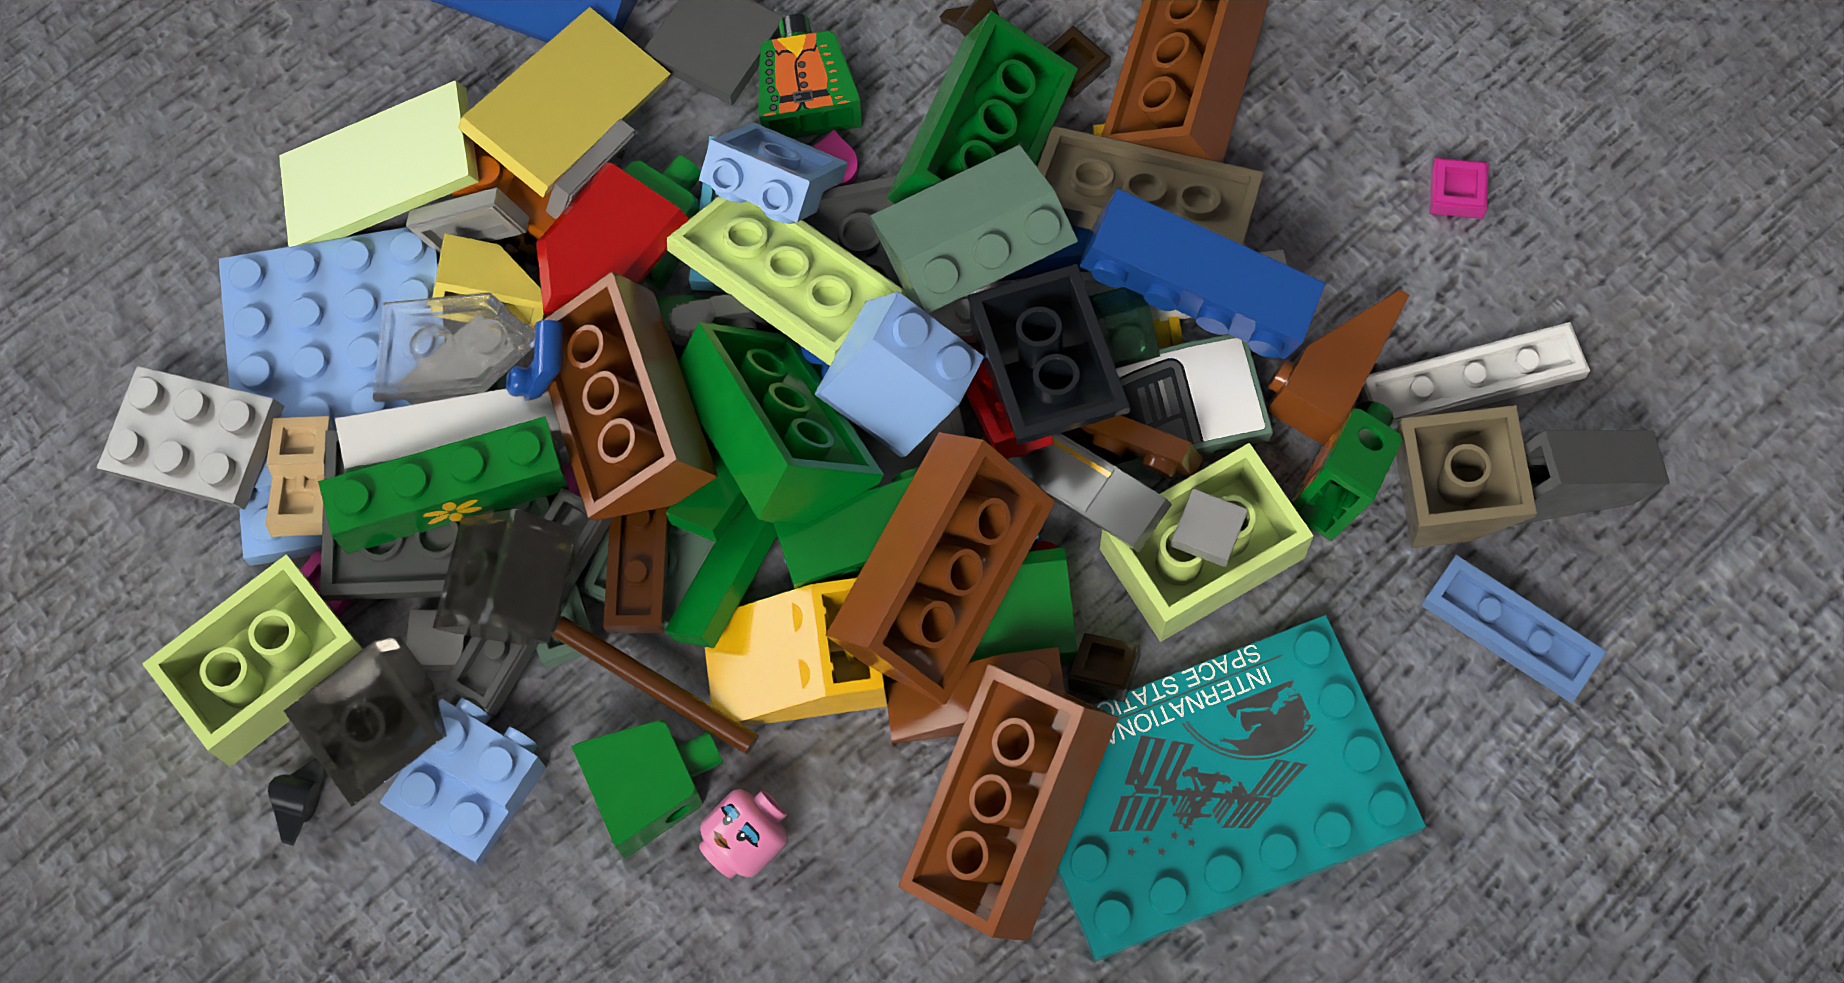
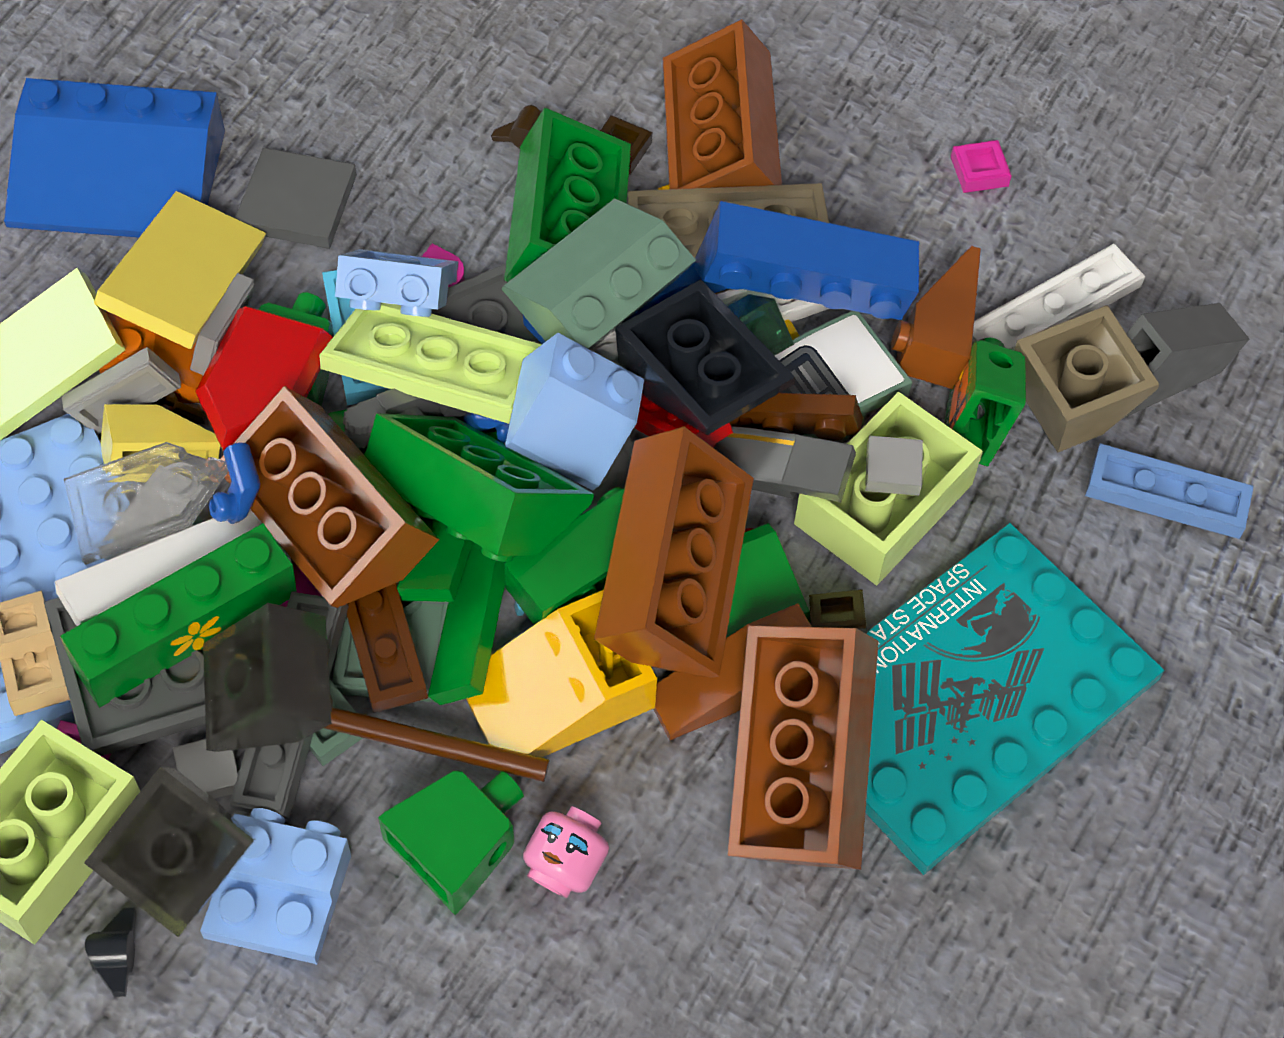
camera: 25 degrees left, 10 degrees down
(805, 82) = (396, 208): torso -> none

